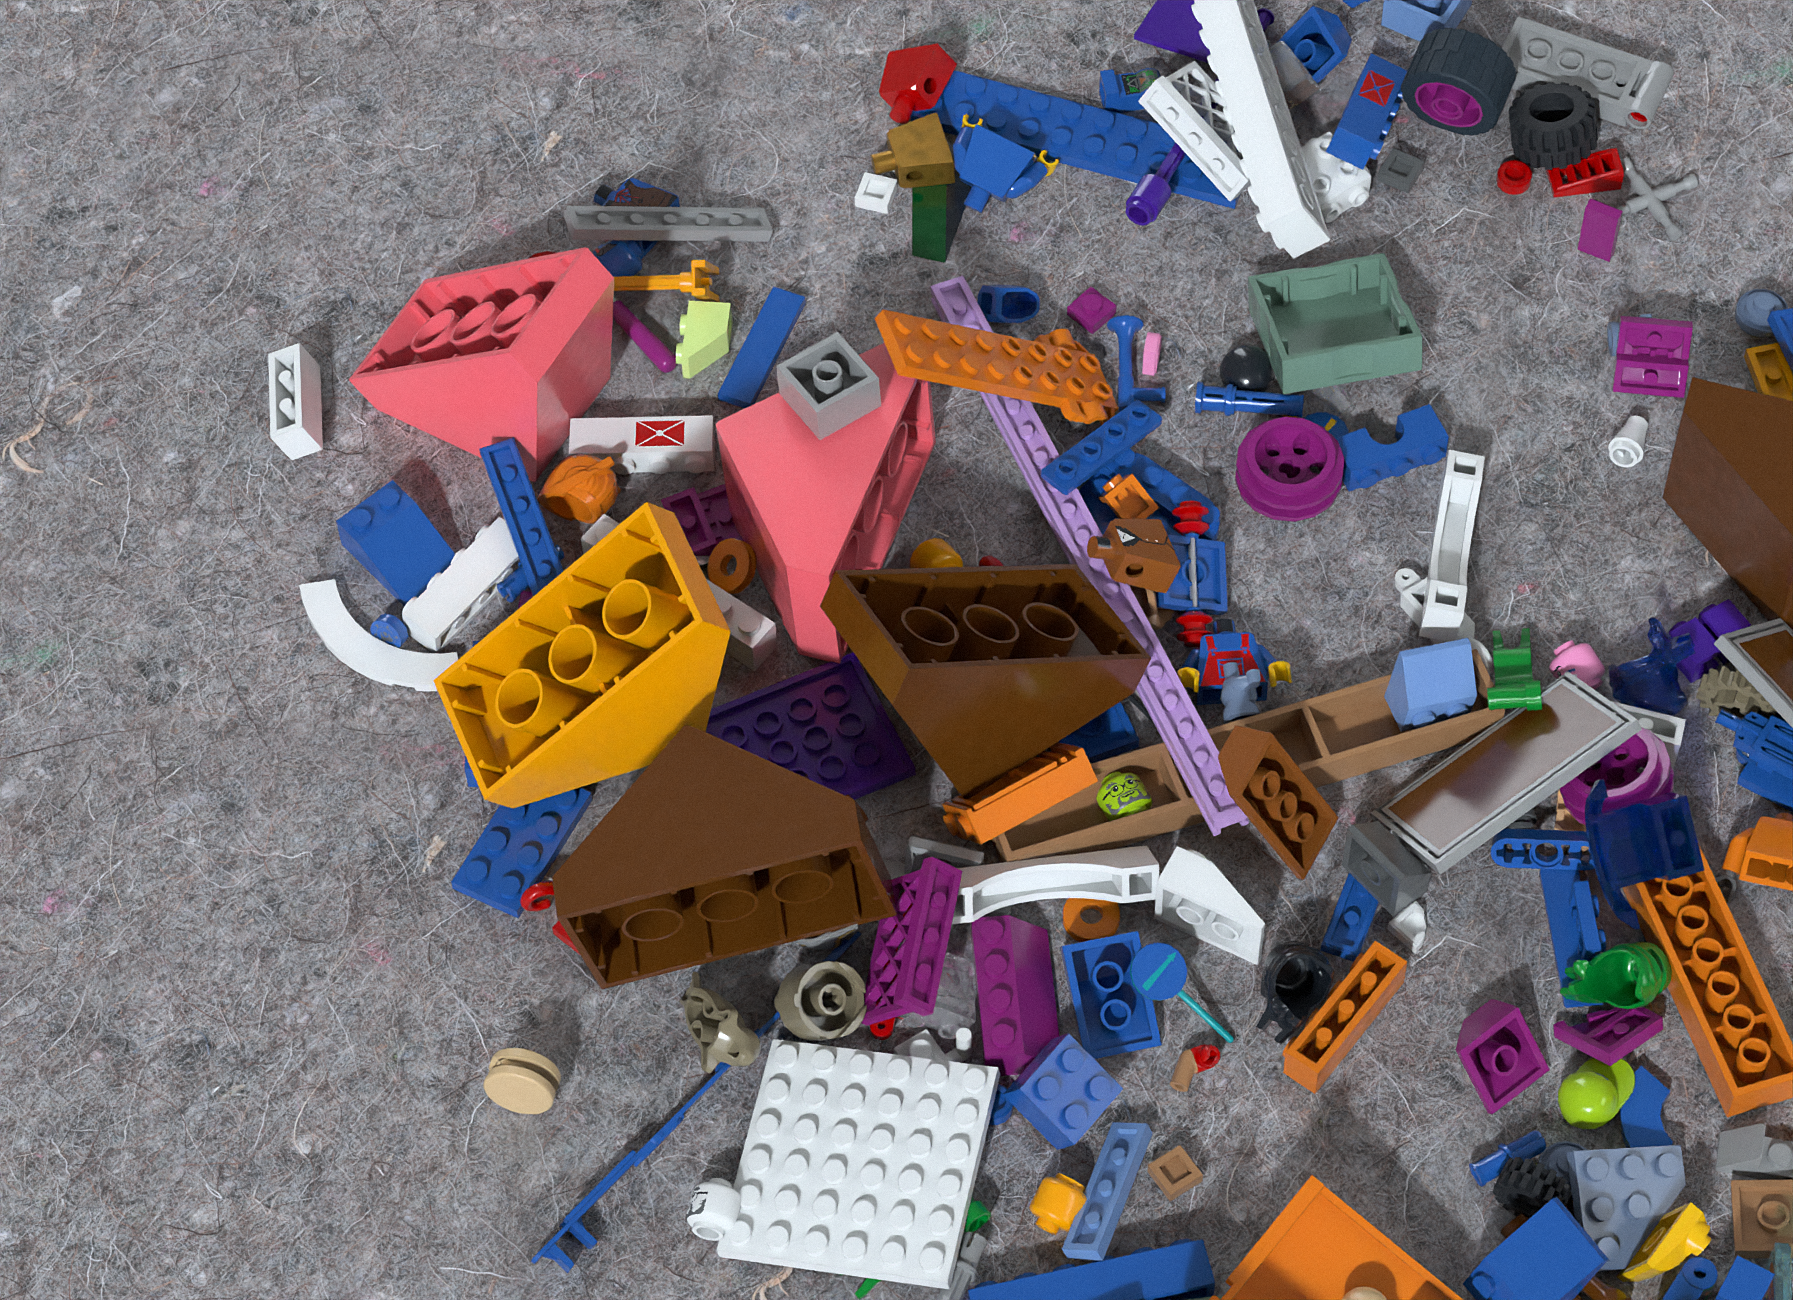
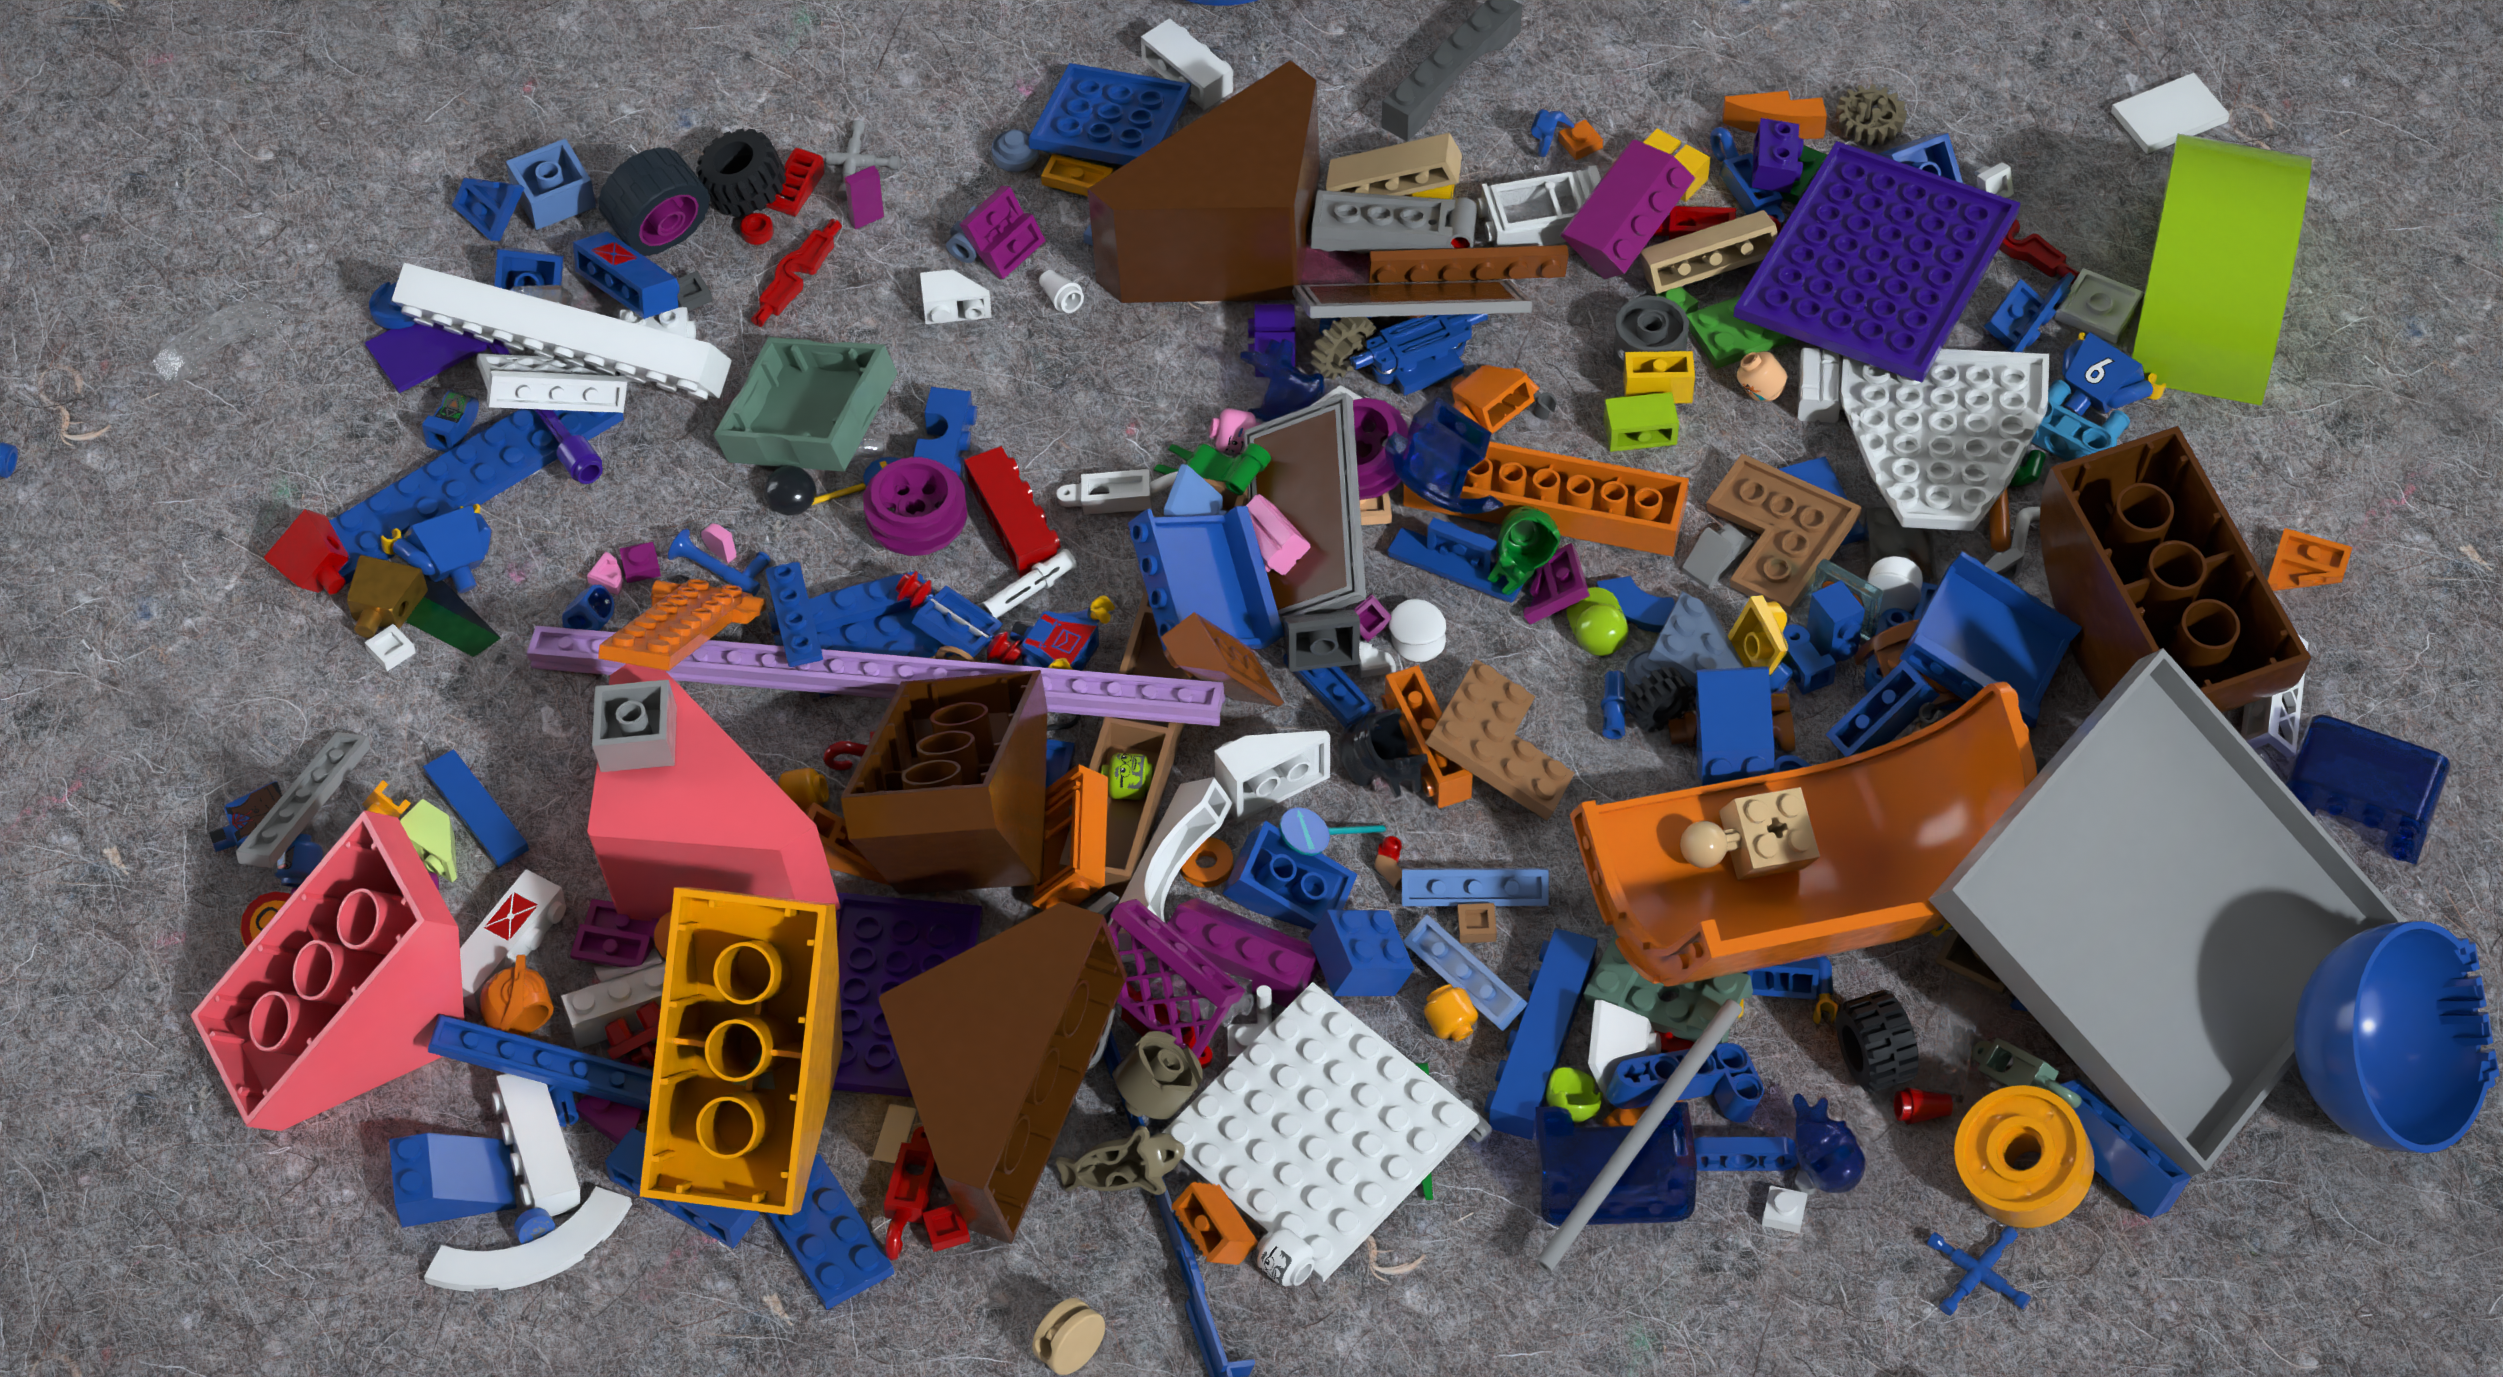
camera: 60 degrees left, 5 degrees down
(295, 401) = (231, 1180): white brick -> none
(707, 1132) = (1214, 1223): none -> orange brick
(1062, 294) = (607, 573): none -> bright pink tile
(1127, 498) = (855, 624): orange bracket -> none
(1137, 553) = (928, 634): dark orange torso -> none
(1212, 1150) = (1475, 886): none -> medium blue plate
(1230, 399) = (811, 514): blue pin -> none
(1239, 693) = (1097, 648): sand blue piece -> none
(1282, 606) = (1040, 577): none -> white pin
(1350, 546) = (1011, 509): none -> red brick
(1360, 729) = (1207, 569): none -> blue panel
(1362, 1065) = (1481, 737): none -> medium nougat plate
(1450, 895) = (1372, 617): none -> magenta slope
(1451, 546) = (1121, 467): white arch -> none
(1458, 757) = (1276, 536): none -> bright pink brick
(1470, 944) = (1417, 630): none -> white piece
(1499, 1053) = (1524, 657): magenta slope -> none
(1508, 233) = (786, 282): none -> red piece
(1534, 859) = (1391, 528): blue beam -> none
(1548, 361) = (953, 297): none -> white slope
(1620, 83) = (694, 126): light grey hinge -> none
(1642, 1287) = (1780, 677): none -> blue tile

